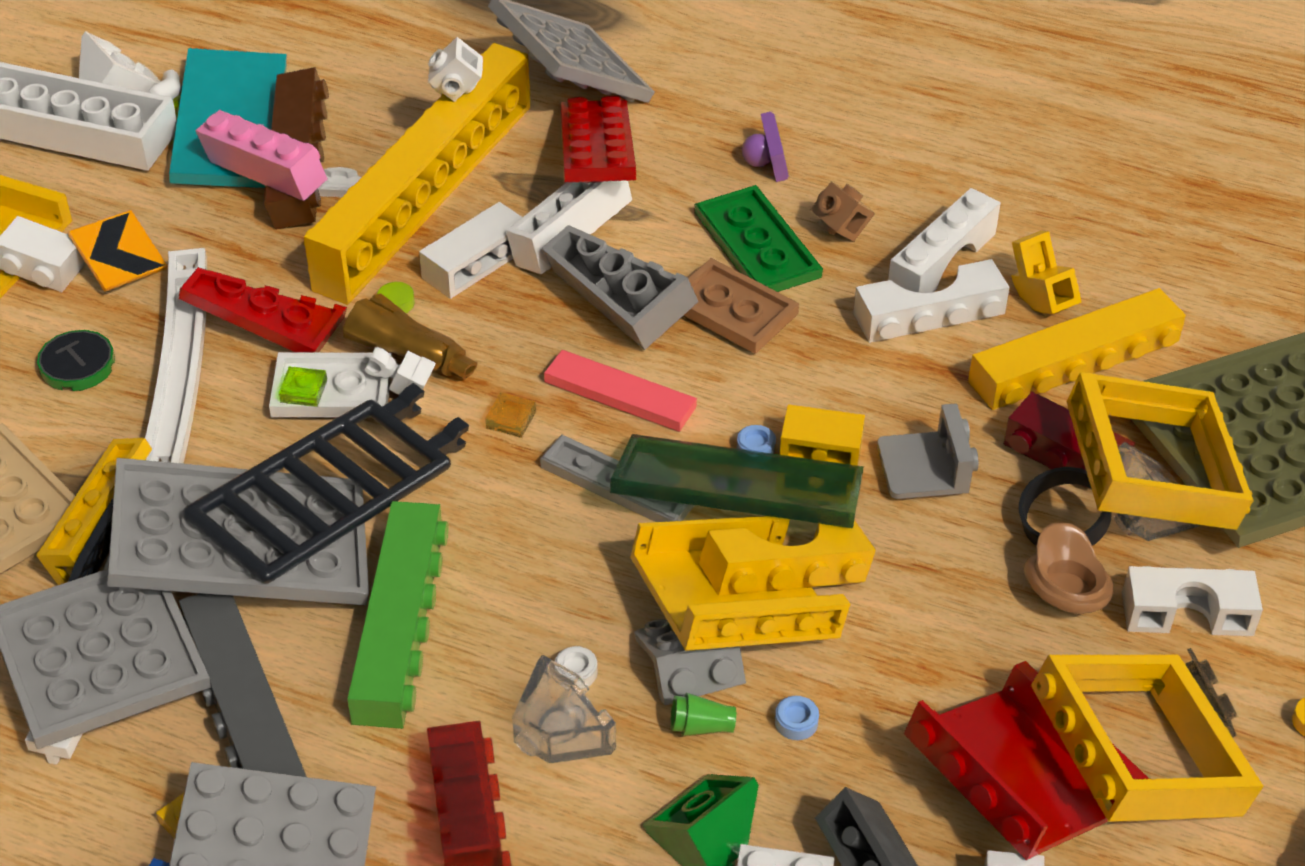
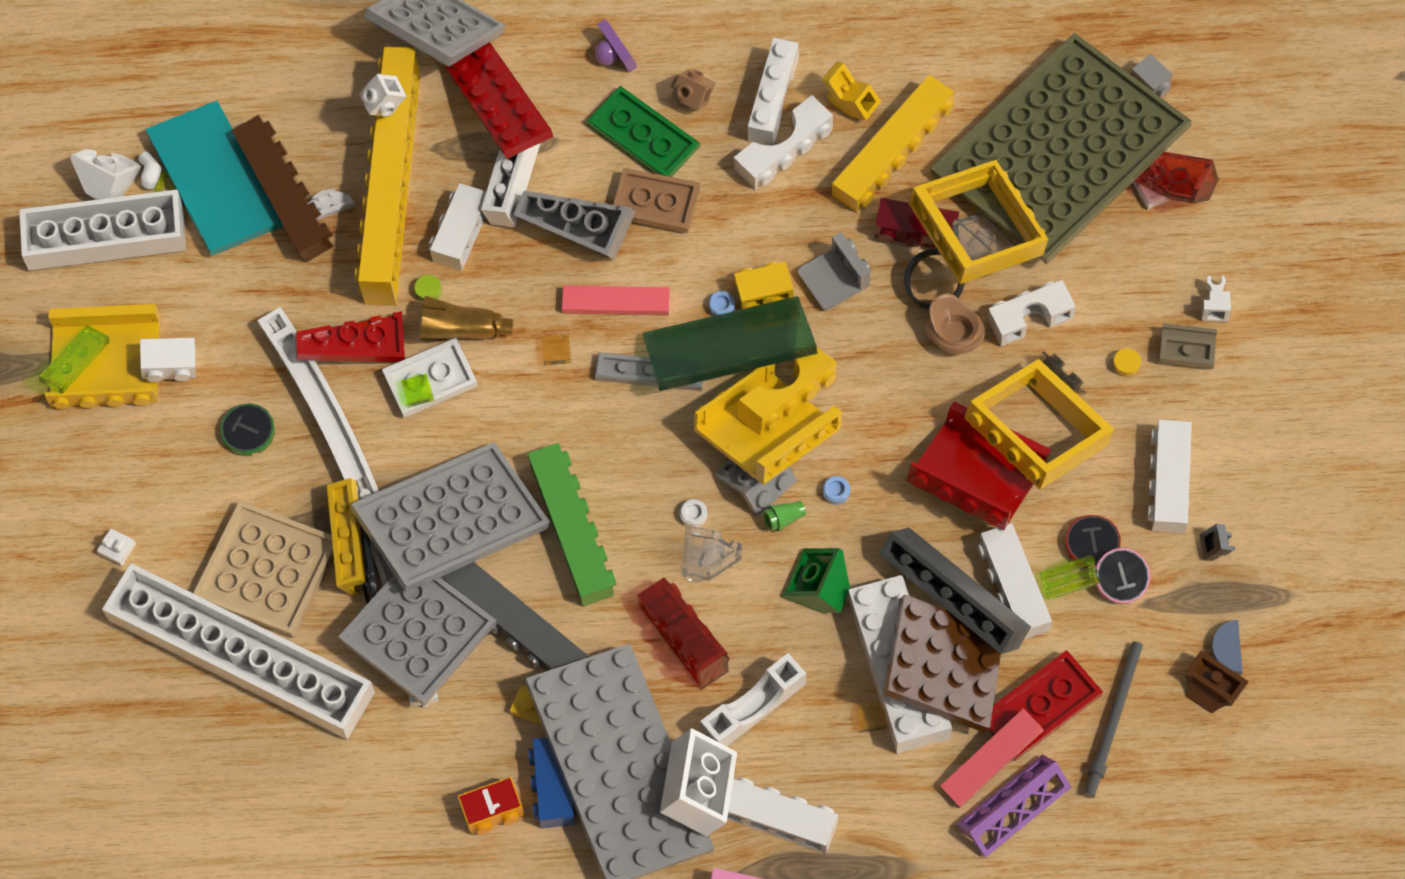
camera: 20 degrees left, 20 degrees up
(117, 250) = (219, 332): light orange piece -> none
(262, 154) = (277, 217): bright pink brick -> none
(389, 417) = (449, 454): black bar -> none
(412, 369) = (480, 352): white piece -> none

